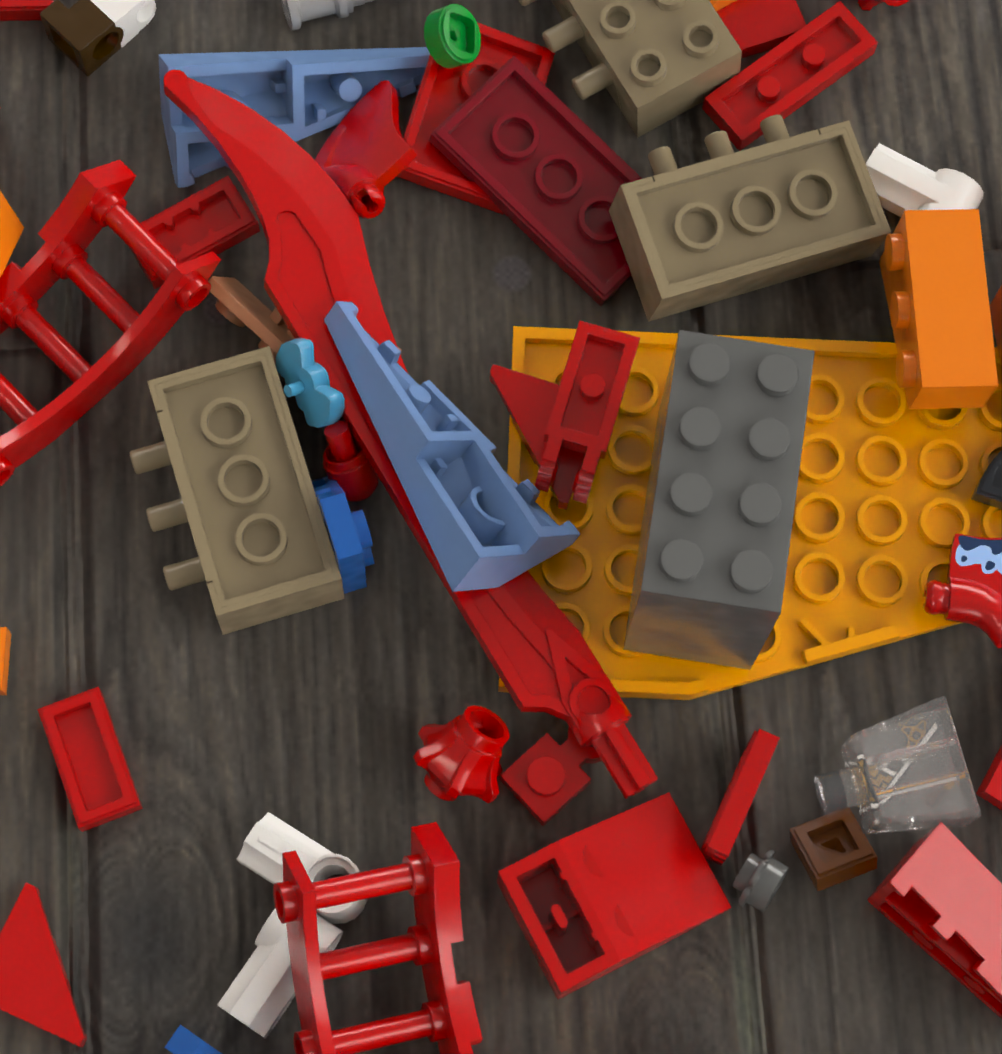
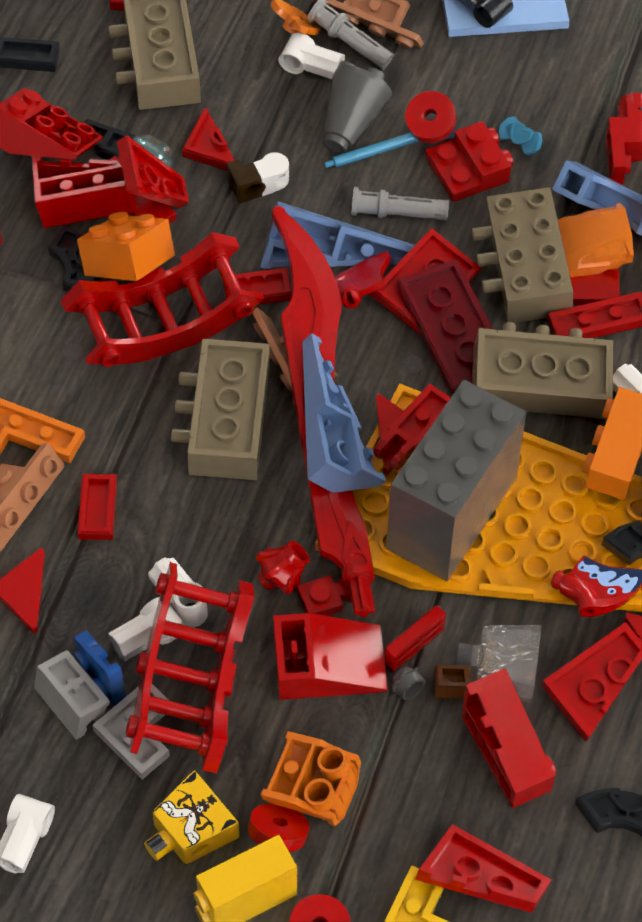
camera: 25 degrees right, 15 degrees down
(309, 383) = (281, 368): dark azure piece -> none
(347, 533) = (268, 447): blue wing -> none
(348, 463) = (285, 417): red cylinder -> none
(452, 36) = (428, 238): green tile -> none

